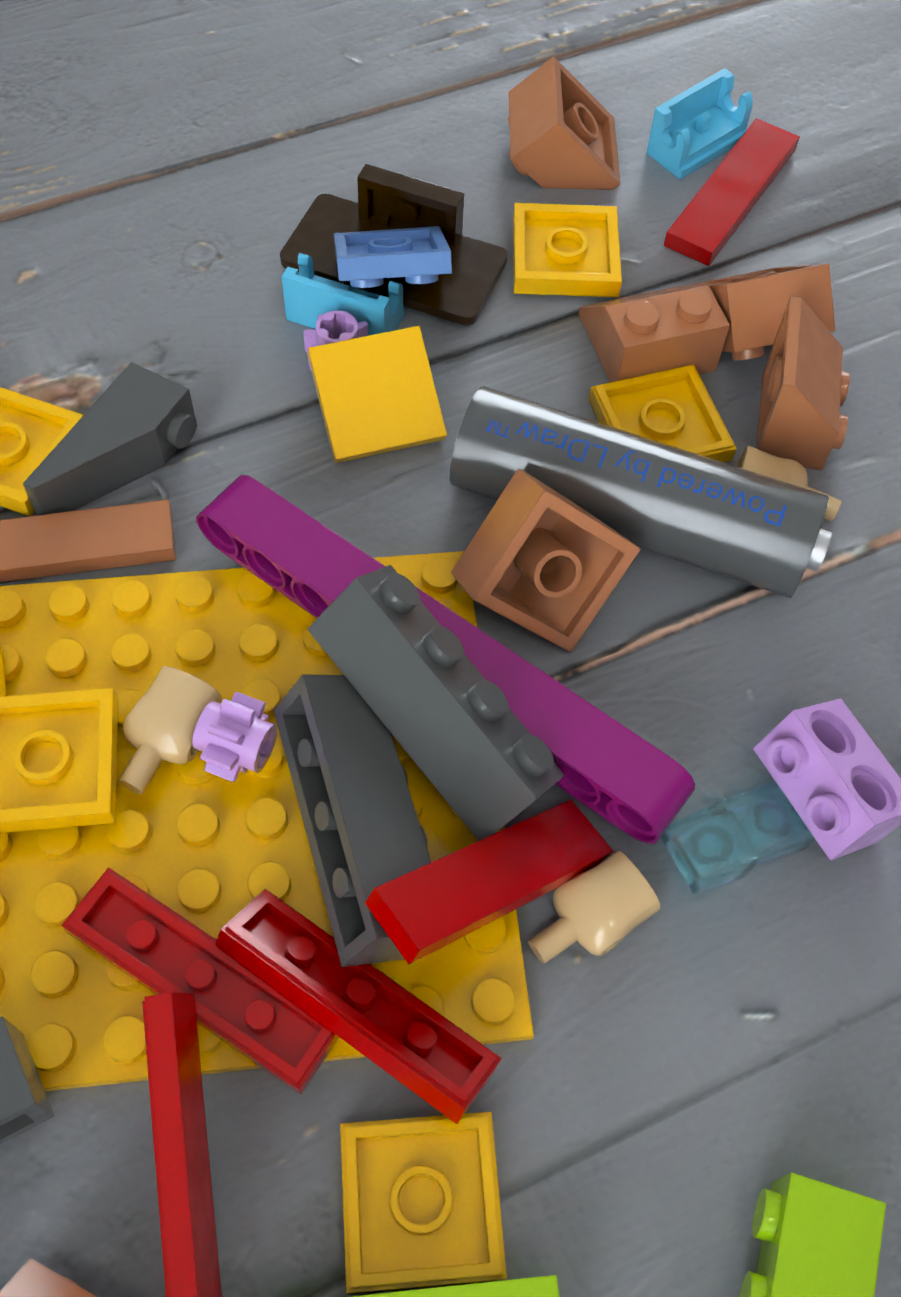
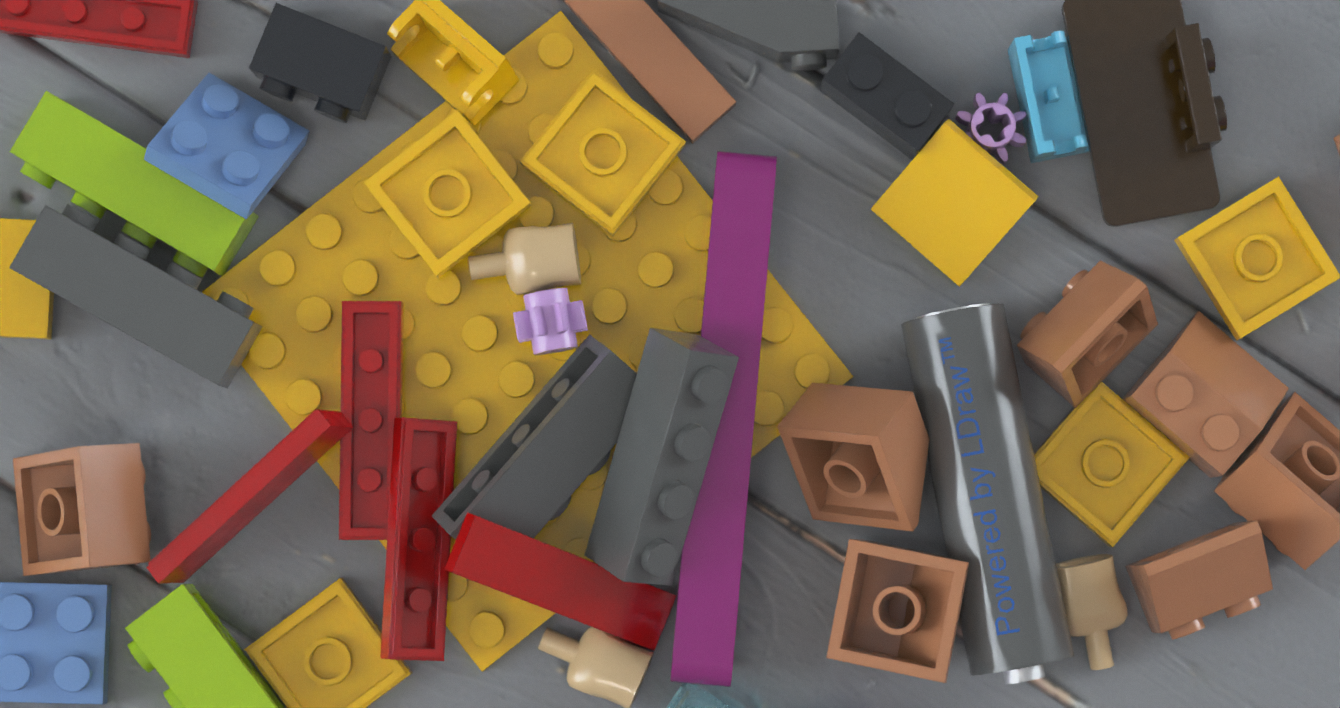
camera: 65 degrees right, 25 degrees up
(121, 617) = (603, 152): none -> yellow tile
(255, 391) = (886, 96): none -> black brick
(379, 254) = (1108, 116): medium blue plate -> none
(545, 347) = (1088, 330): none -> nougat slope
(704, 604) = (897, 609): none -> nougat slope

